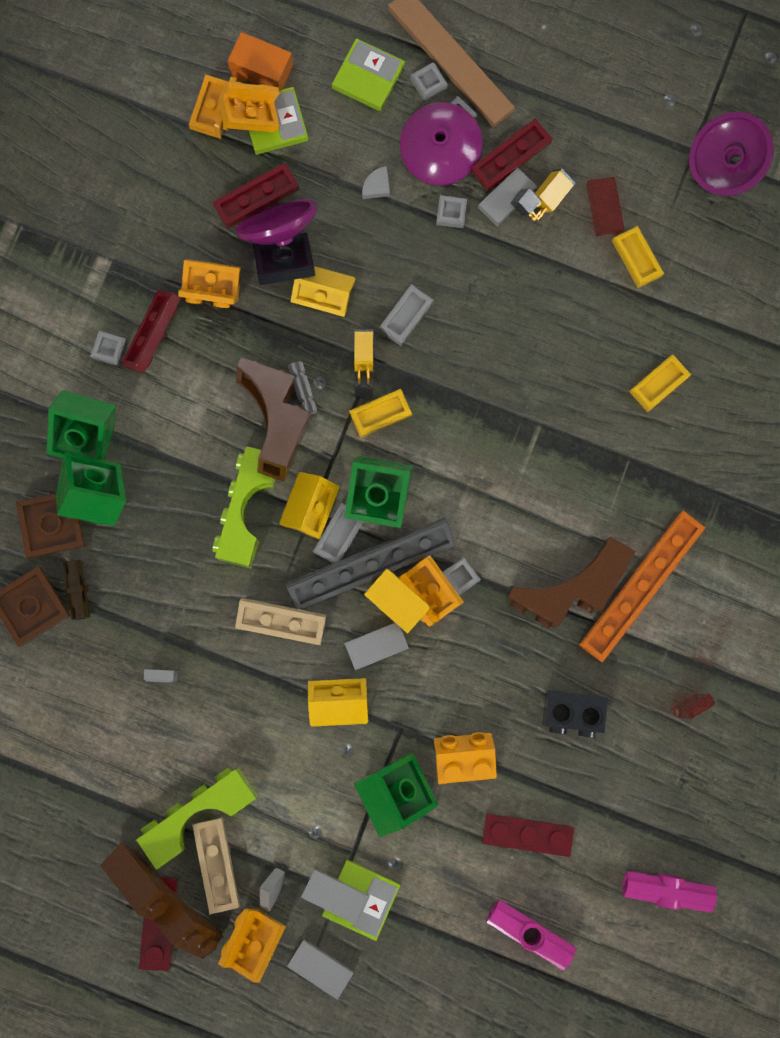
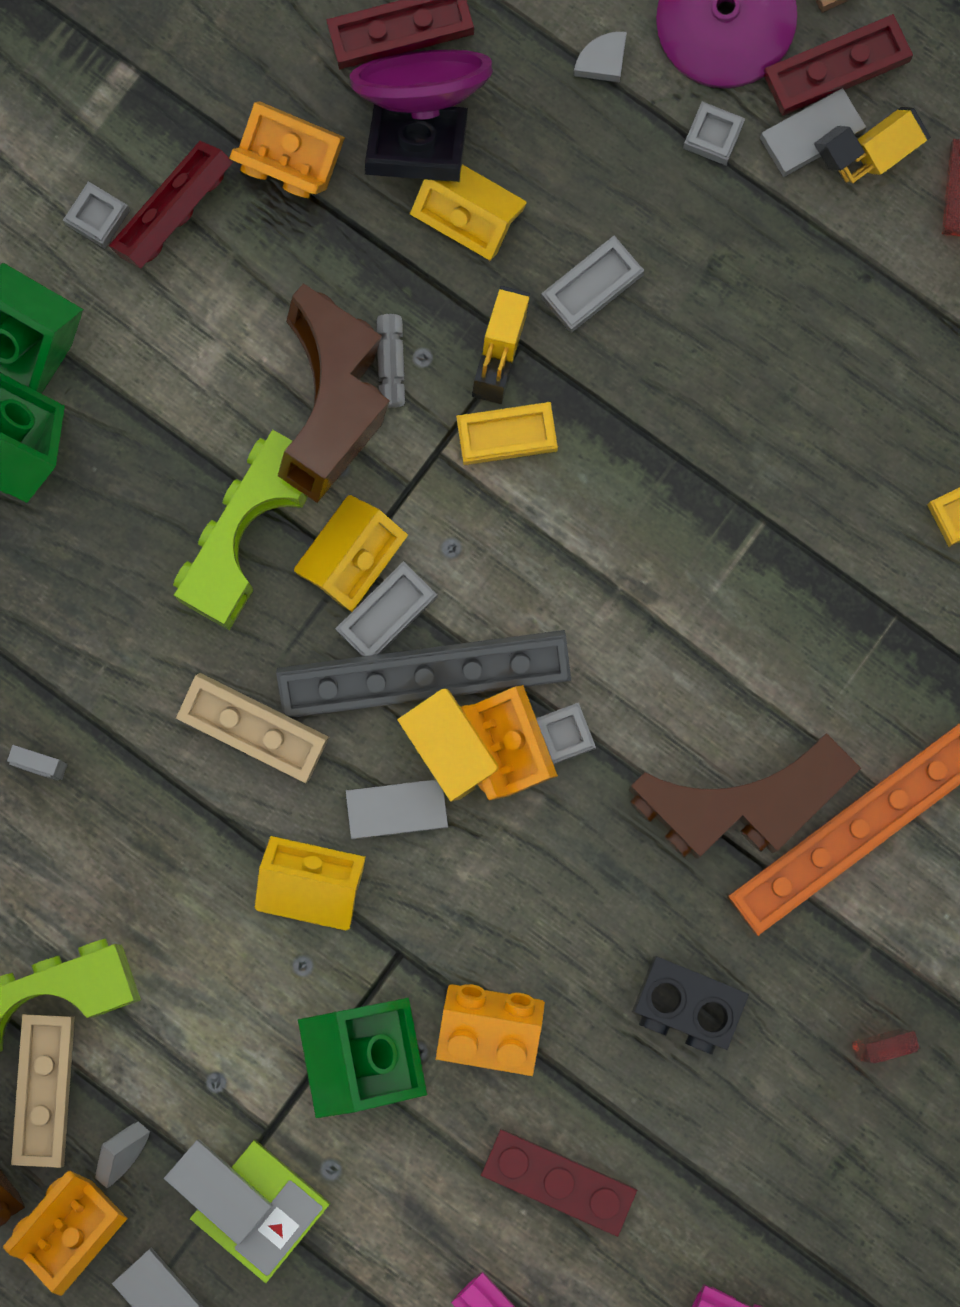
camera: 25 degrees right, 0 degrees up
(378, 491) = (467, 559): green slope -> none

